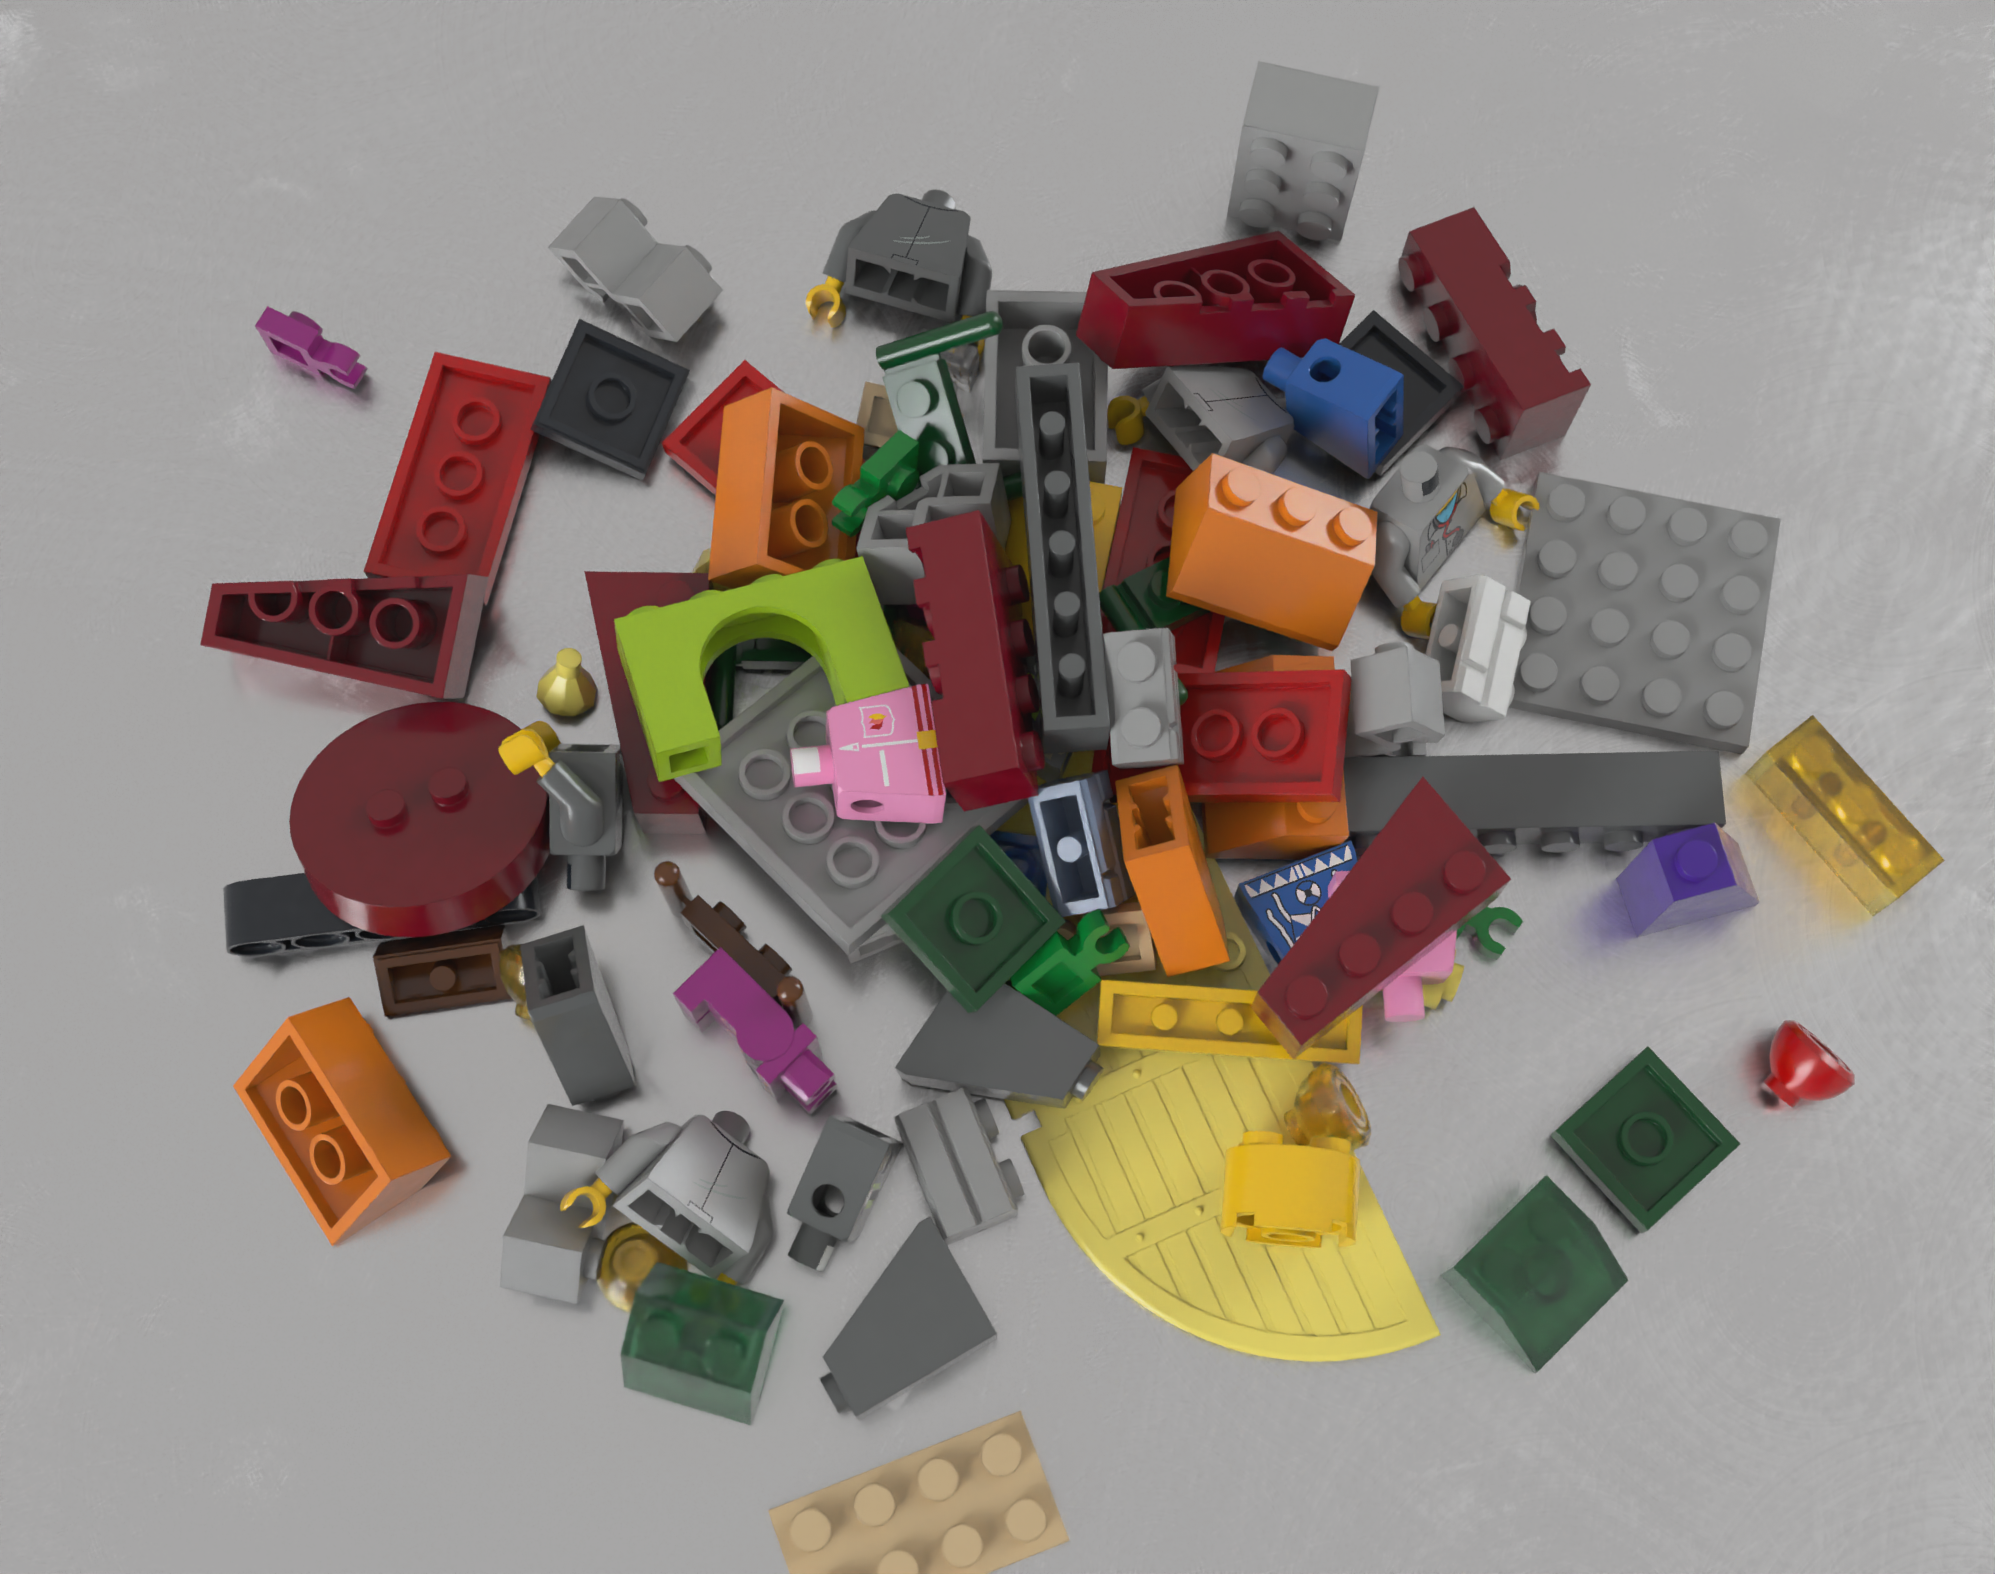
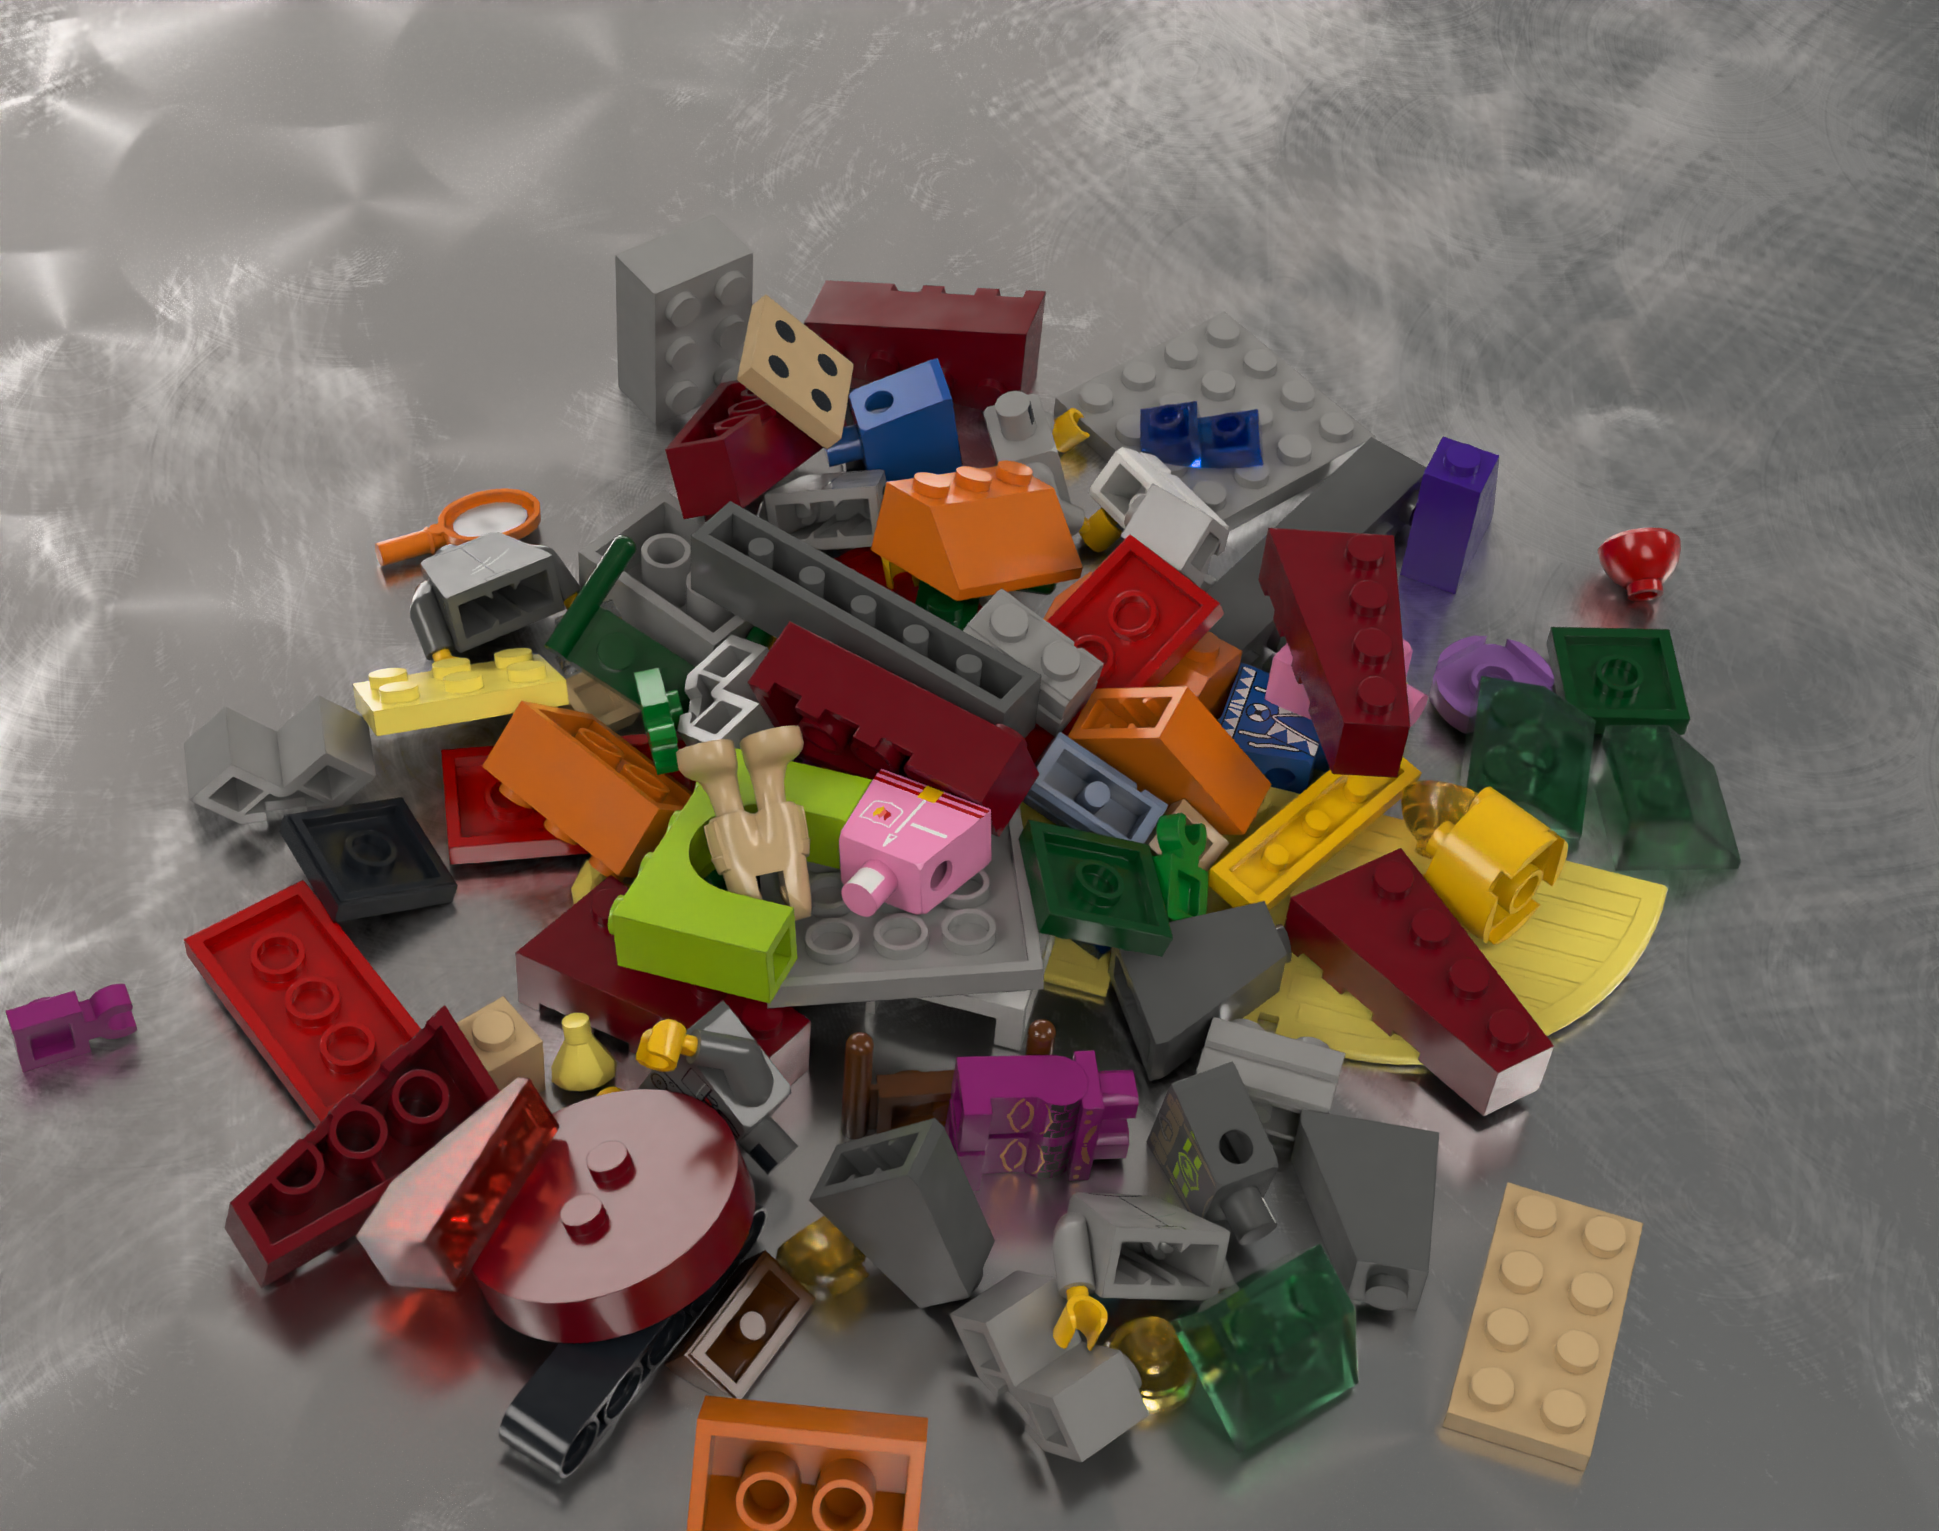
camera: 55 degrees left, 25 degrees down
(349, 711) = (457, 1193): none -> clear red slope
(508, 631) = (505, 1044): none -> tan brick
(767, 654) = (760, 842): none -> tan piece
(784, 330) = (457, 691): none -> light yellow plate
(989, 187) = (472, 516): none -> orange piece
(1146, 1195) = (1422, 977): none -> dark red wedge
(1284, 286) = (795, 372): none -> tan tile
(1463, 1134) = (1530, 751): none -> clear green slope
(1568, 1025) = (1469, 659): none -> medium lavender plate
(1585, 620) = (1186, 439): none -> clear blue slope
(1843, 816) = (1508, 417): clear yellow brick -> none

